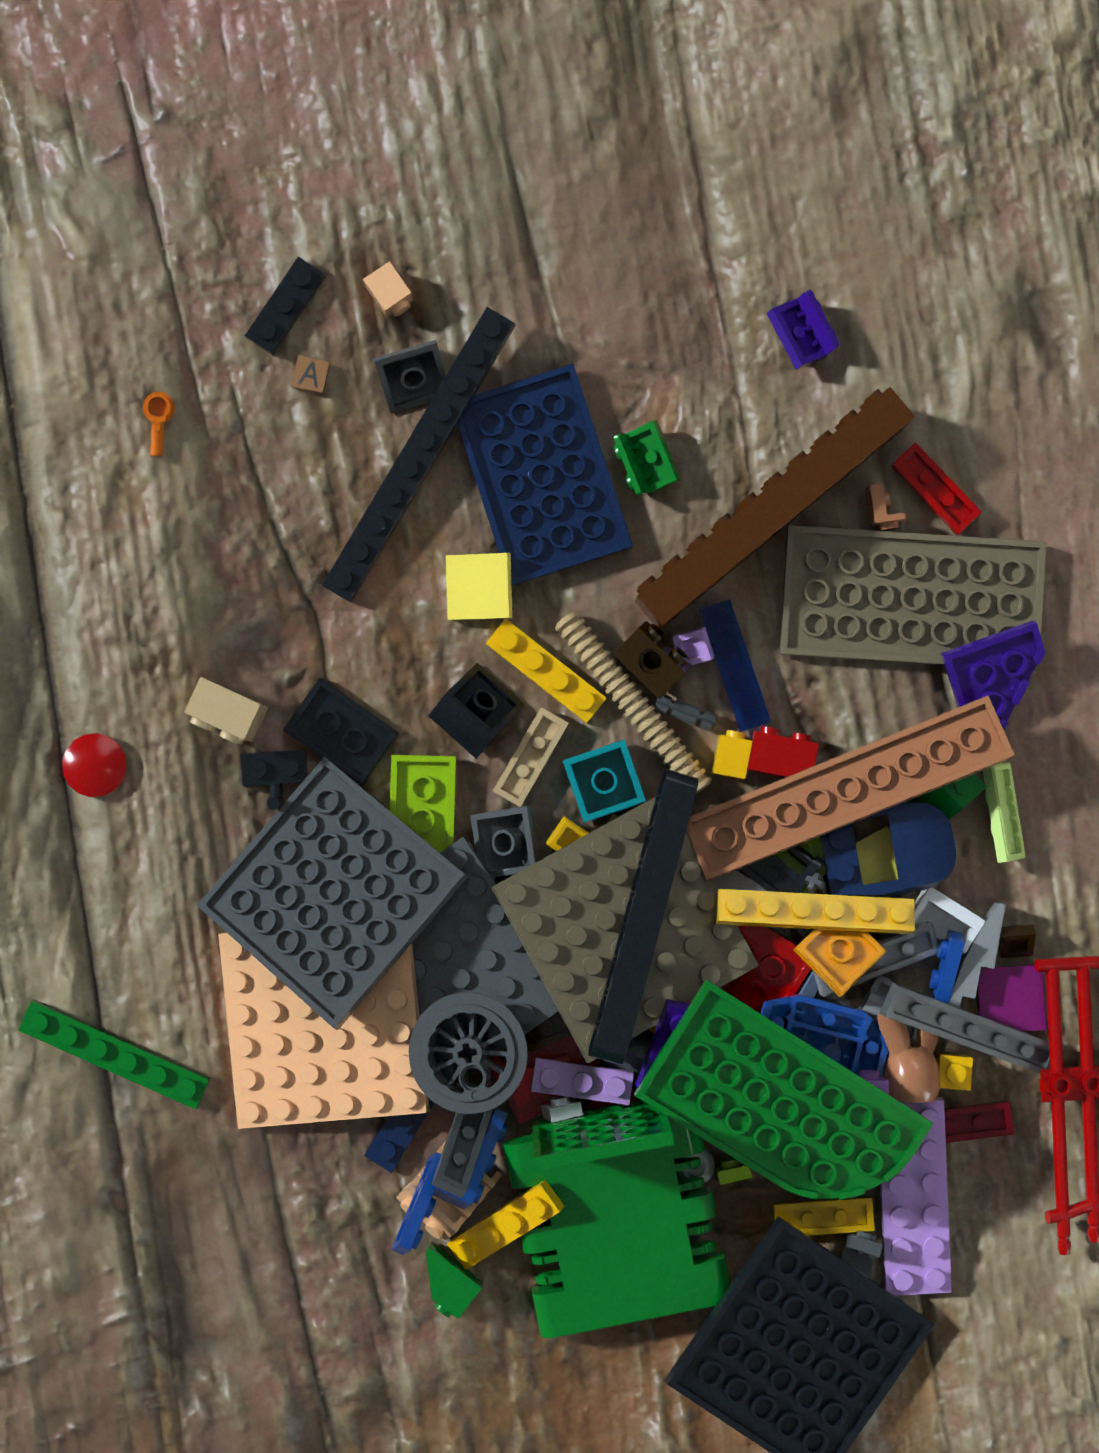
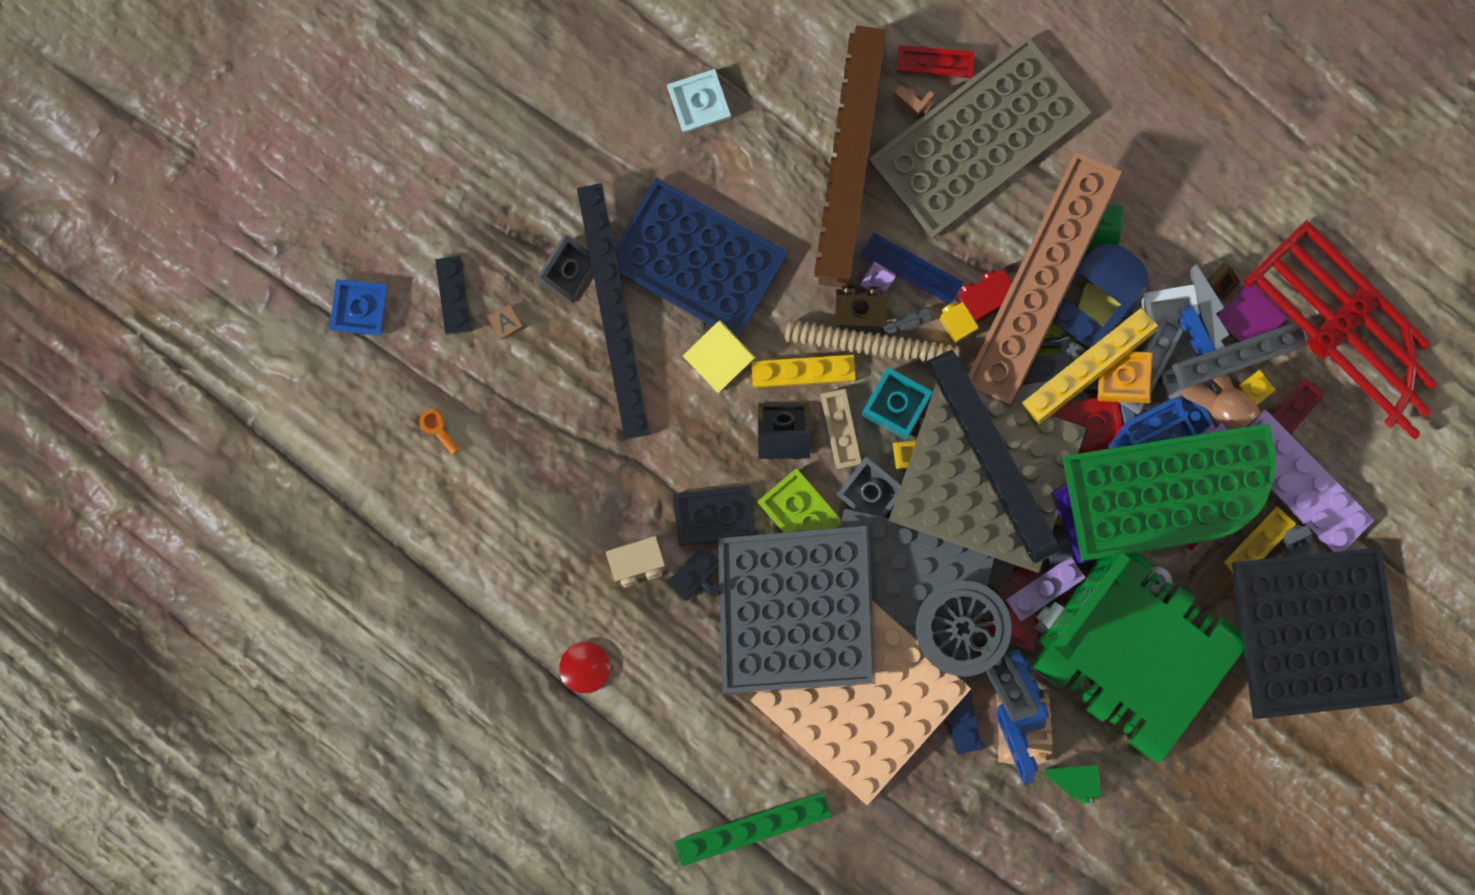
camera: 35 degrees left, 5 degrees down
(186, 238) = (358, 307): none -> blue plate
(389, 290) = (508, 231): light nougat brick -> none
(505, 1224) = (1077, 715): yellow plate -> none
(646, 459) = (750, 194): green bracket -> none
(678, 327) = (698, 101): none -> light aqua plate
(732, 1171) = (1181, 564): lime plate -> none
(803, 330) = (774, 38): dark purple bracket -> none
(995, 668) = (1064, 132): dark purple plate -> none
(1003, 813) = (1147, 213): yellowish green plate -> none

